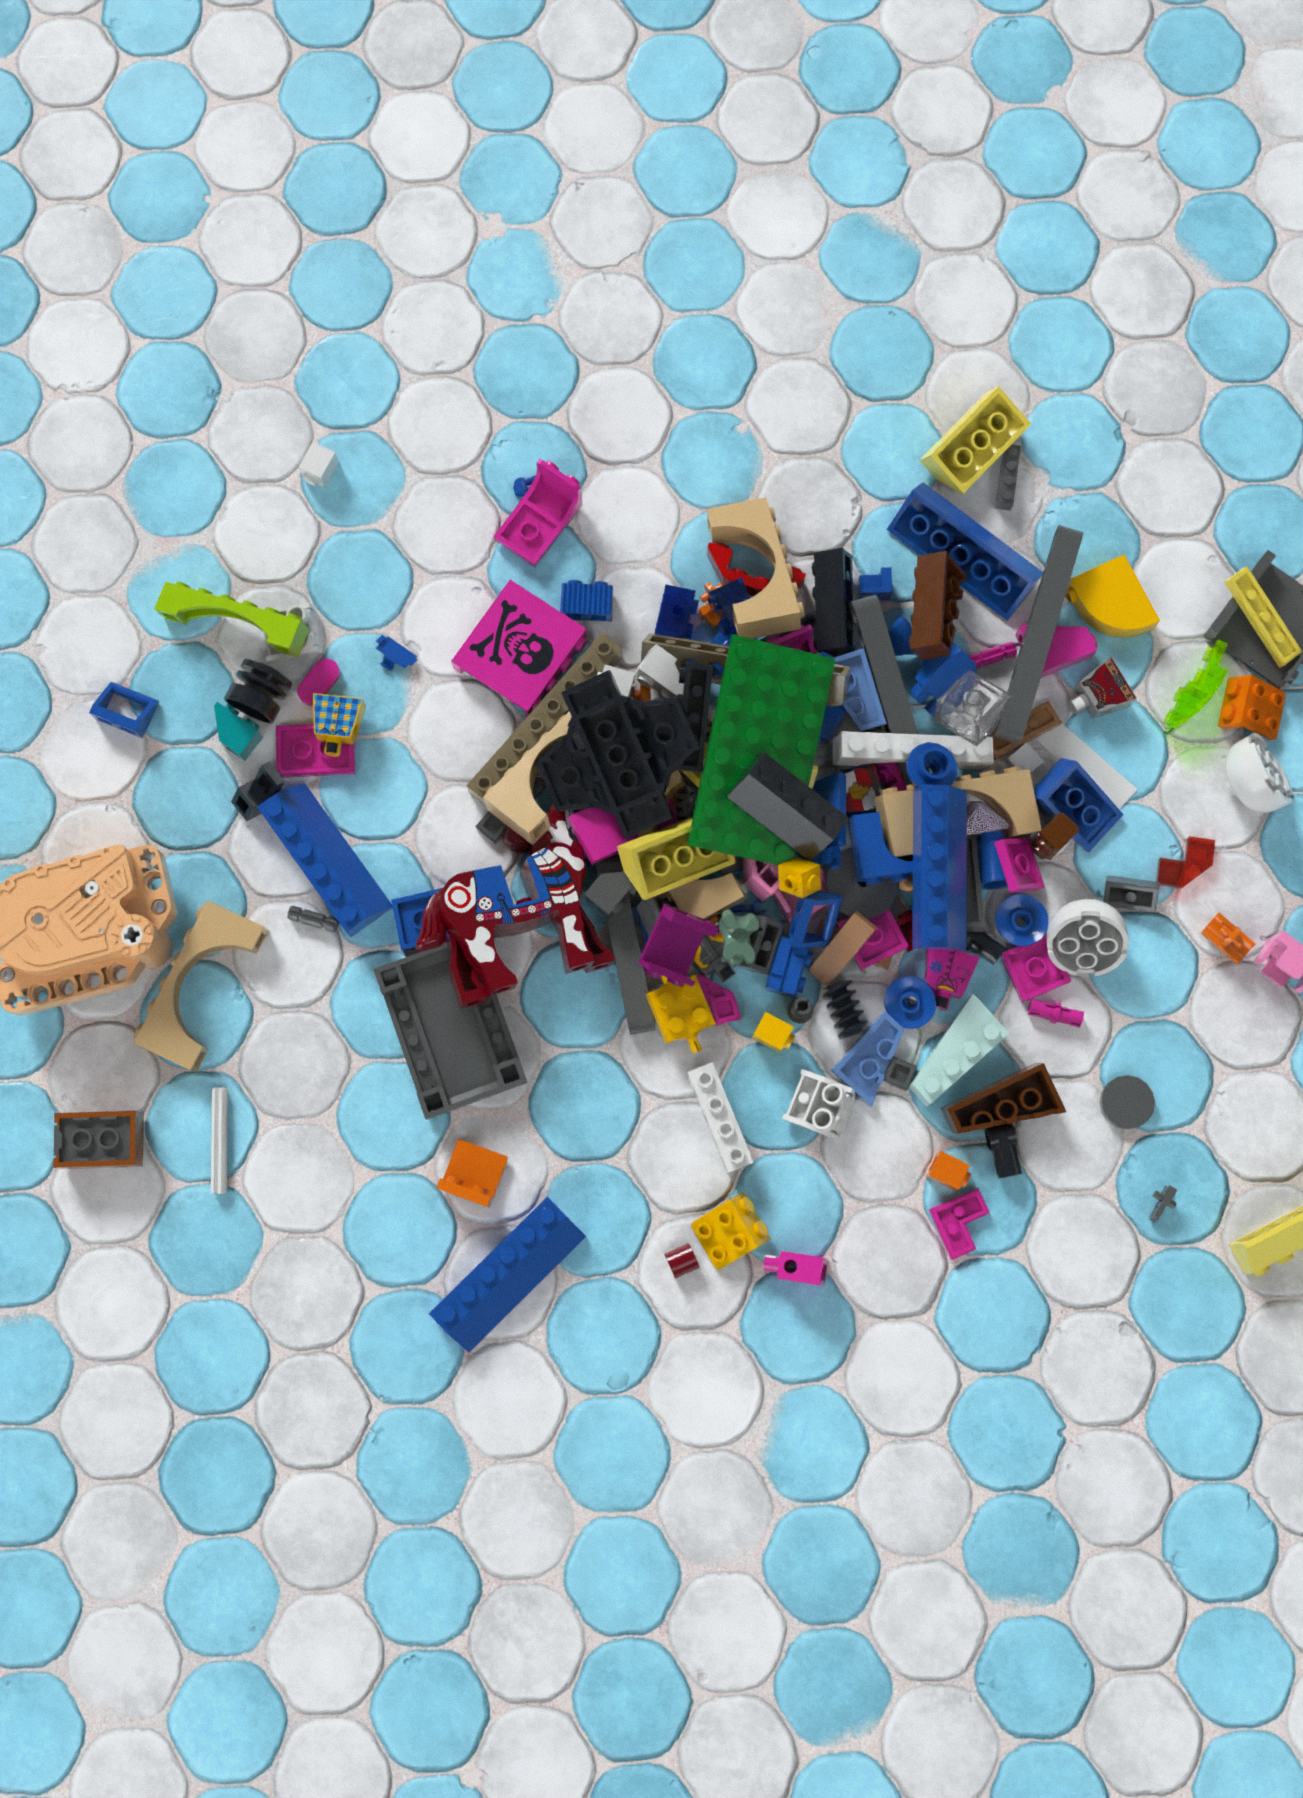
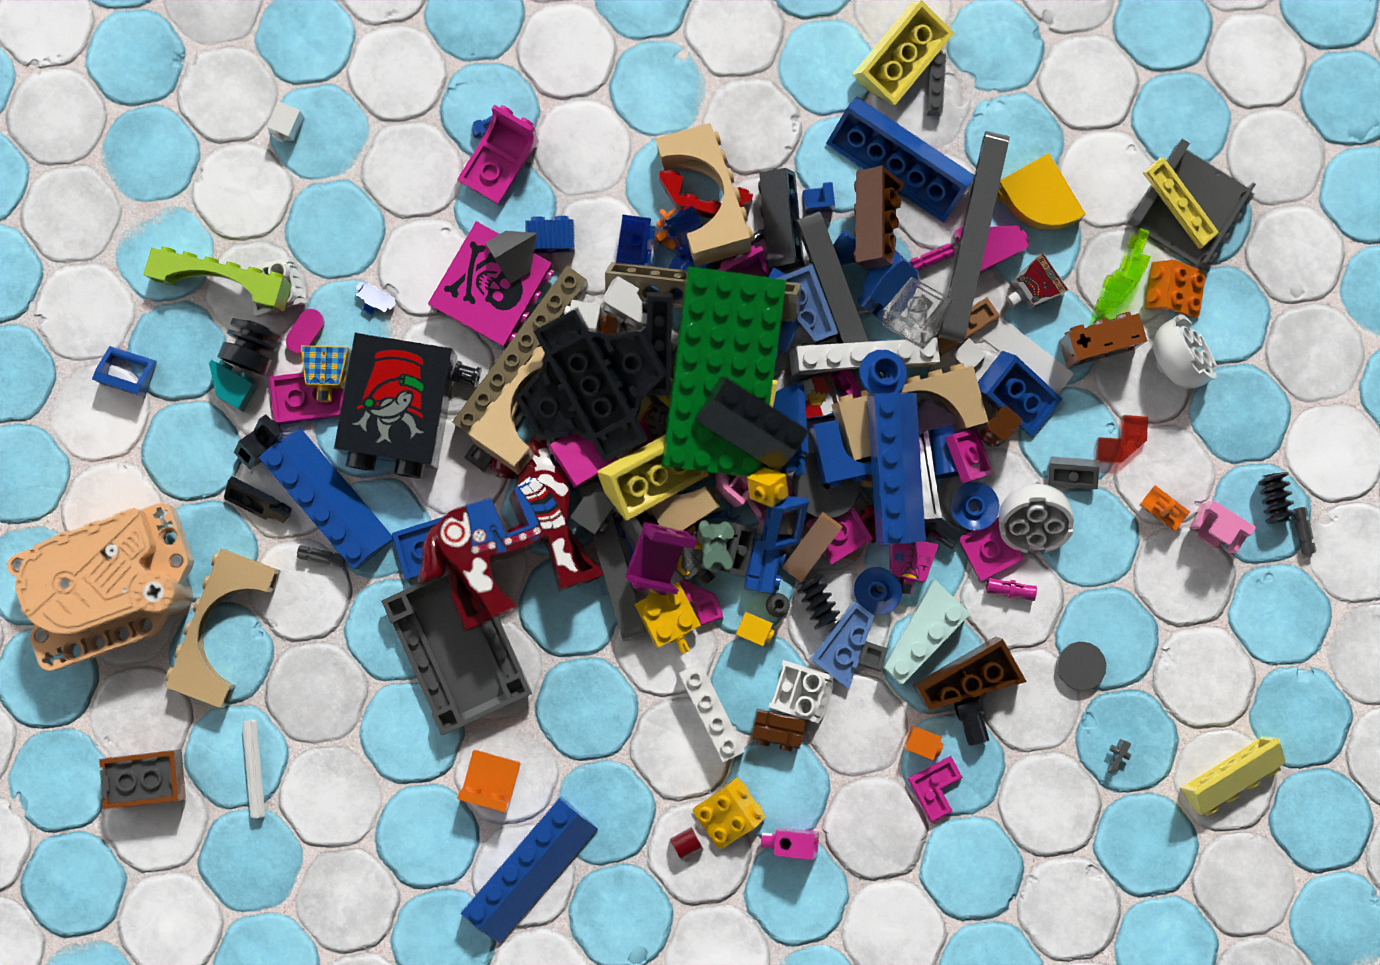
camera: 10 degrees left, 5 degrees up
(249, 854) = (255, 501): none -> black hinge
(407, 763) = (395, 404): none -> black brick
(479, 732) = (474, 372): none -> black bush
(547, 615) = (513, 253): none -> dark grey slope
(790, 1143) = (777, 729): none -> reddish brown brick
(1171, 753) = (1102, 339): none -> dark orange piece

